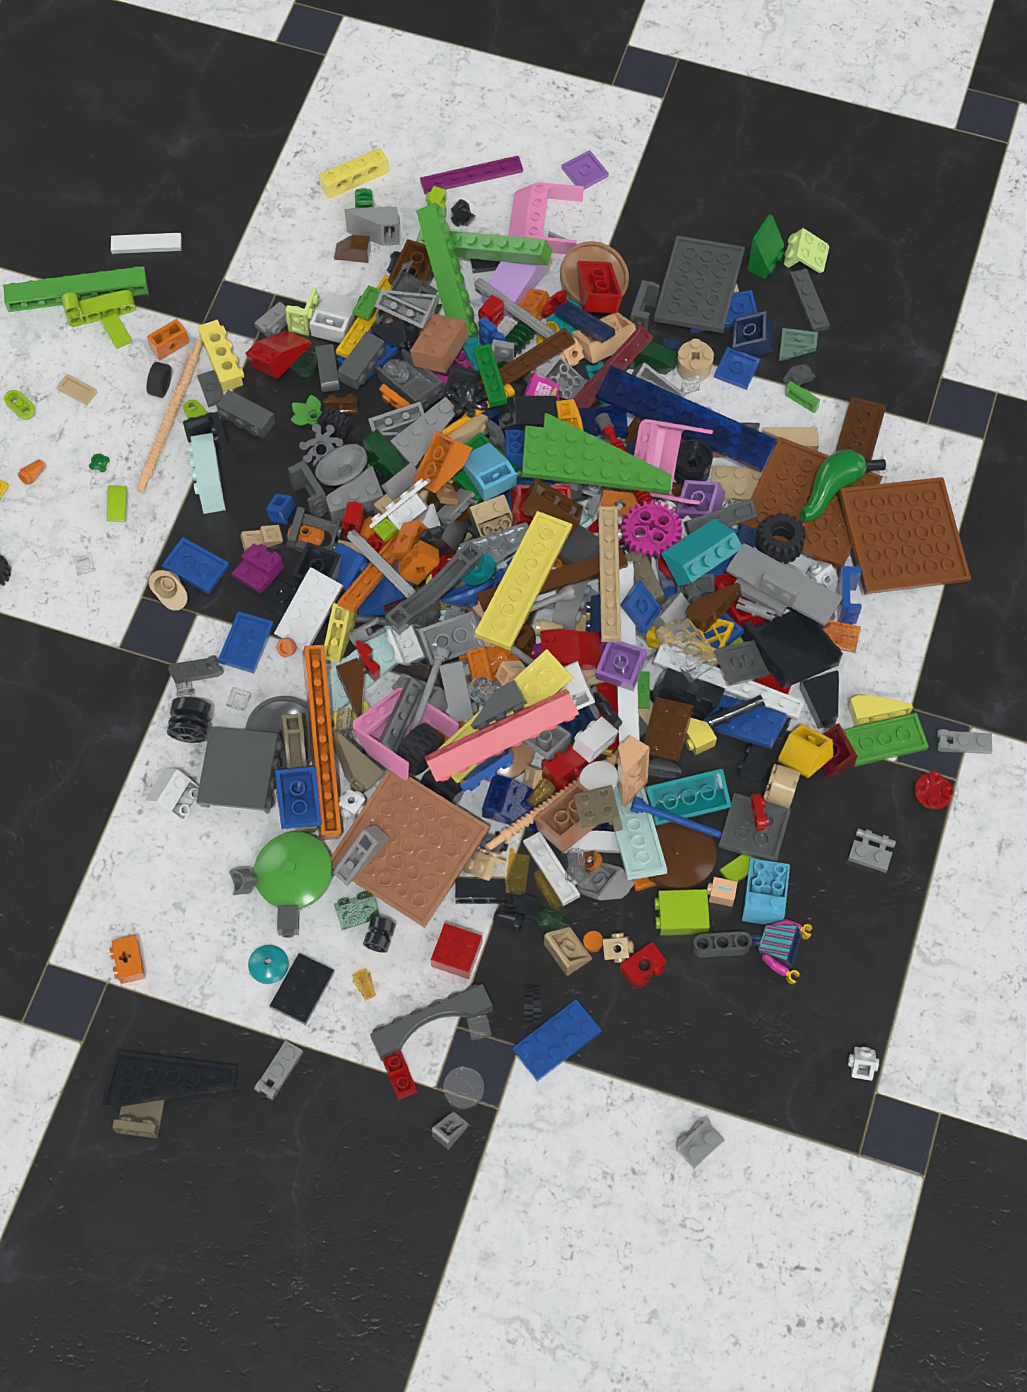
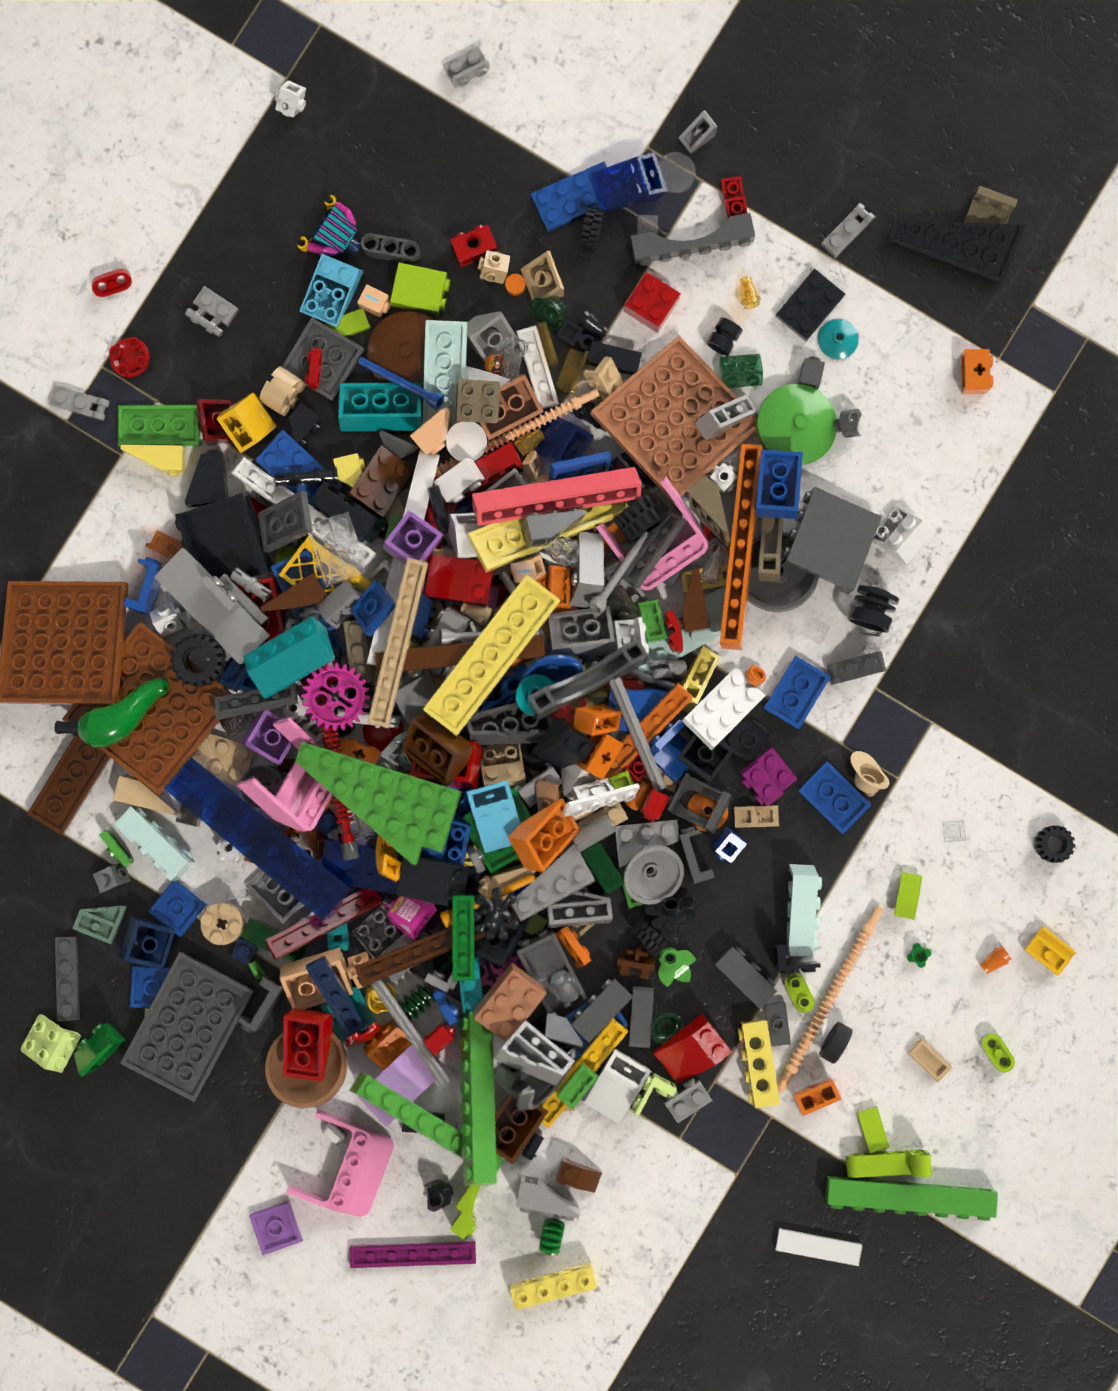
camera: 165 degrees left, 20 degrees up
(389, 668) = (653, 620): none -> bright green plate
(506, 1057) = (630, 182): none -> clear blue slope
(658, 336) = (257, 970): none -> bright green tile
(769, 403) = (154, 843): none -> light aqua wedge
(974, 852) = (112, 283): none -> red plate

